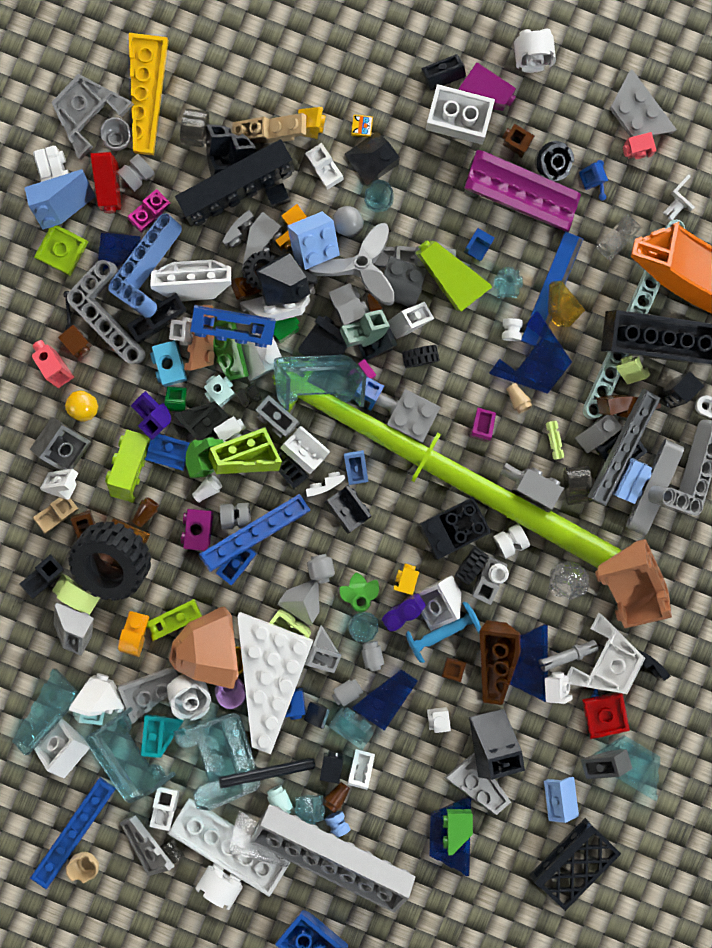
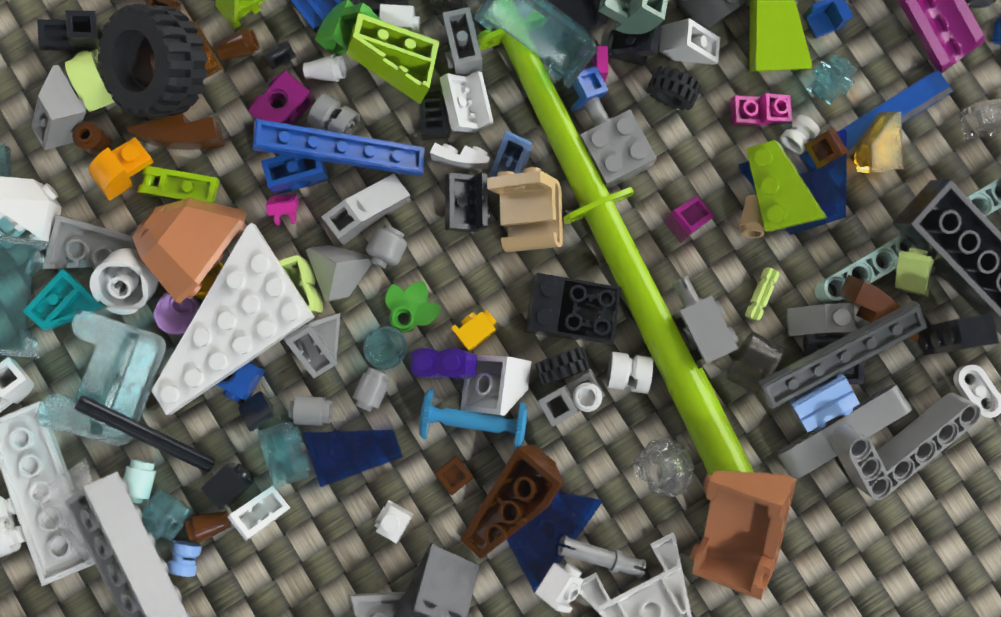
camera: 35 degrees right, 5 degrees down
(109, 626) = (91, 138): none -> reddish brown brick
(152, 588) = (179, 133): none -> reddish brown slope
(172, 498) = (279, 54): none -> black slope
(243, 588) = (282, 205): none -> dark pink tile
(293, 554) = (365, 208): none -> light grey slope
(390, 489) = (529, 208): none -> tan piece
(479, 330) = (761, 111): none -> dark pink slope
(524, 375) = (780, 189): none -> lime wedge
(533, 330) = (825, 148): none -> reddish brown slope

